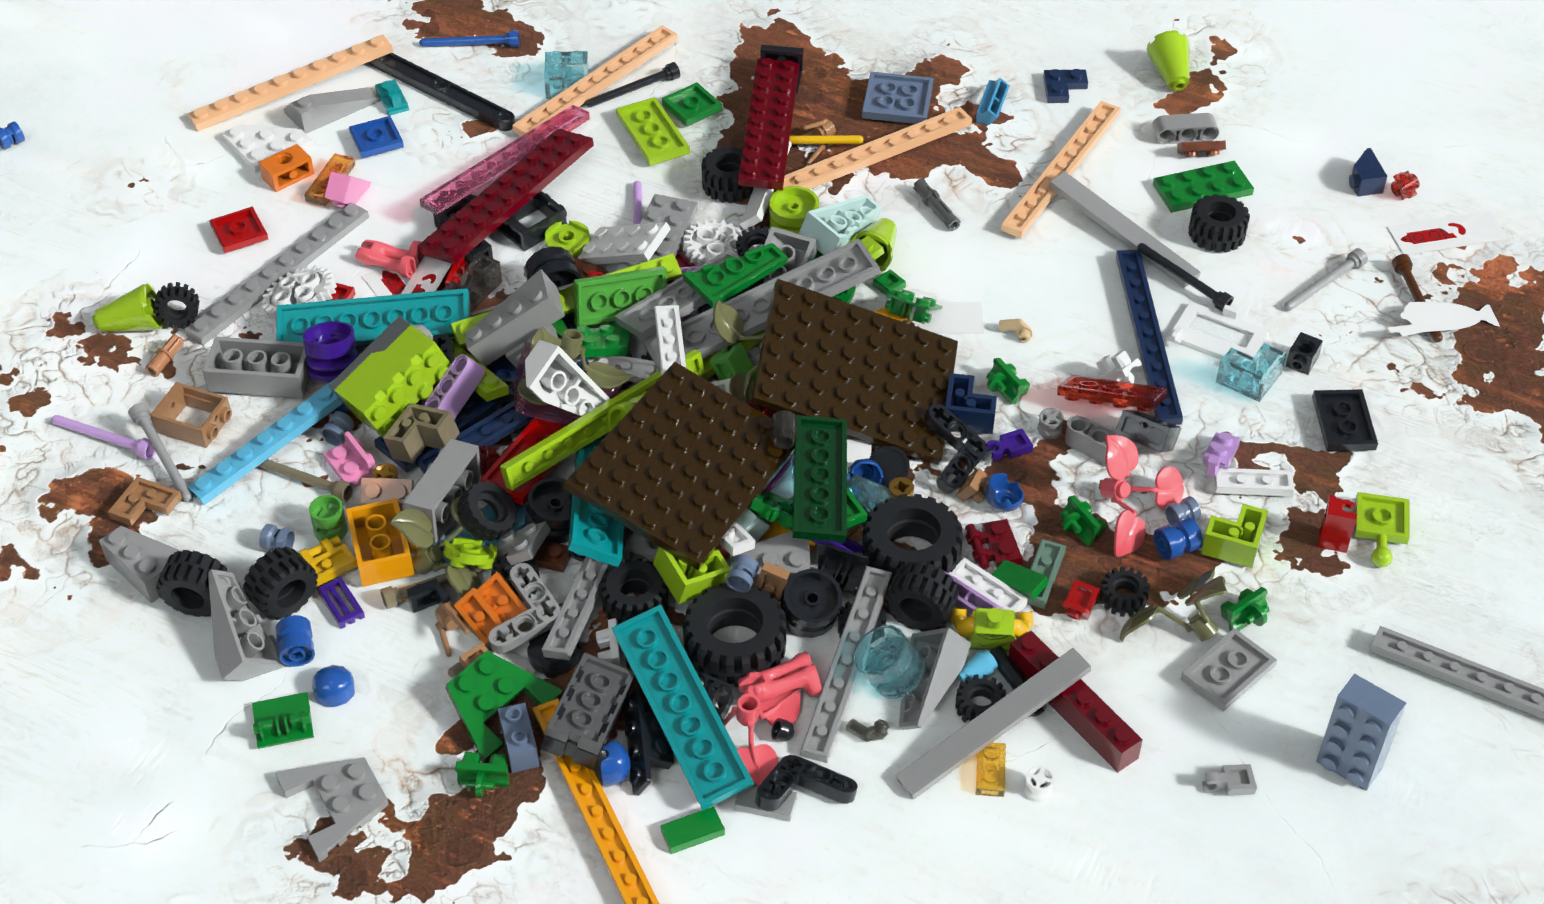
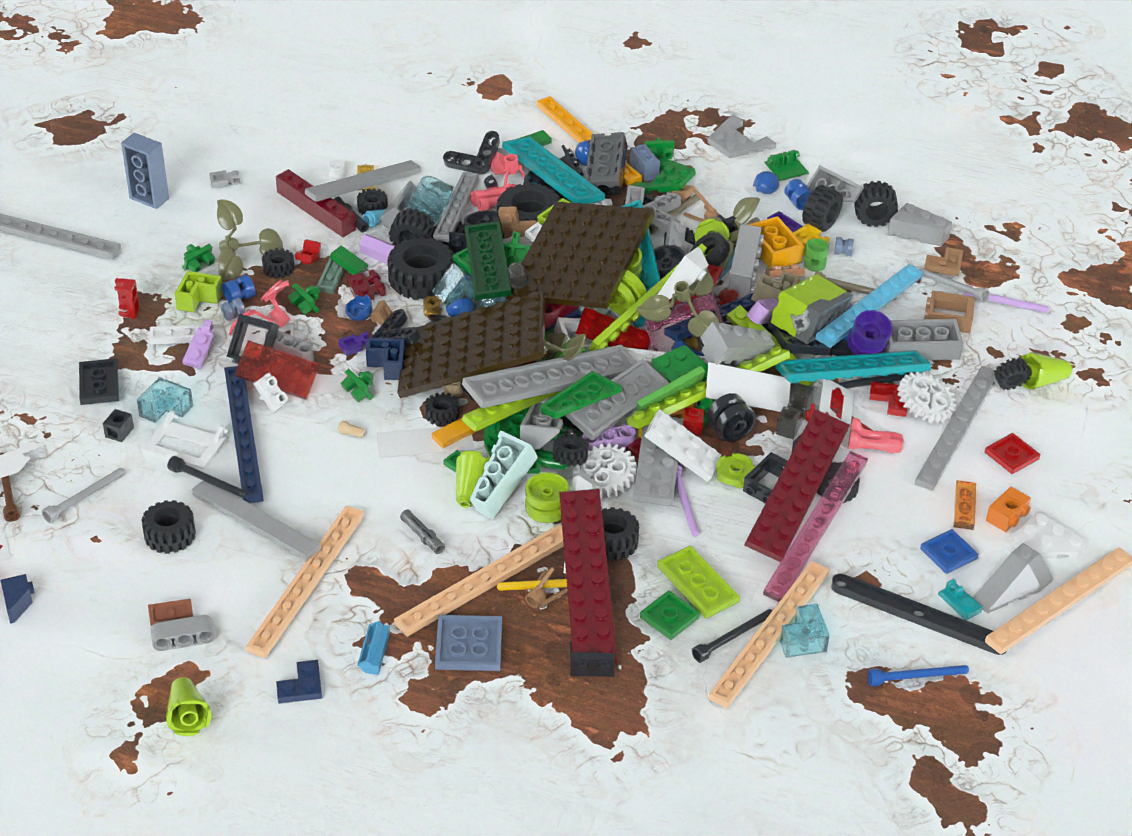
camera: 170 degrees right, 5 degrees down
(164, 355) = (1000, 351): nougat axle -> none
(345, 189) = (943, 495): bright pink slope -> none
(490, 606) = (689, 217): orange slope -> none
(669, 336) = (615, 337): white tile -> none
(742, 573) = (528, 211): sand blue wheel -> none
(919, 306) = (435, 433): green hinge -> none
(989, 586) = (374, 259): white plate -> none
(991, 627) = (364, 222): lime torso -> none
(1050, 423) = (325, 359): light grey wheel -> none
(1184, 188) = (174, 578): green plate -> none
(1228, 669) = (209, 231): light grey plate -> none
(1382, 520) = (91, 318): lime plate -> none

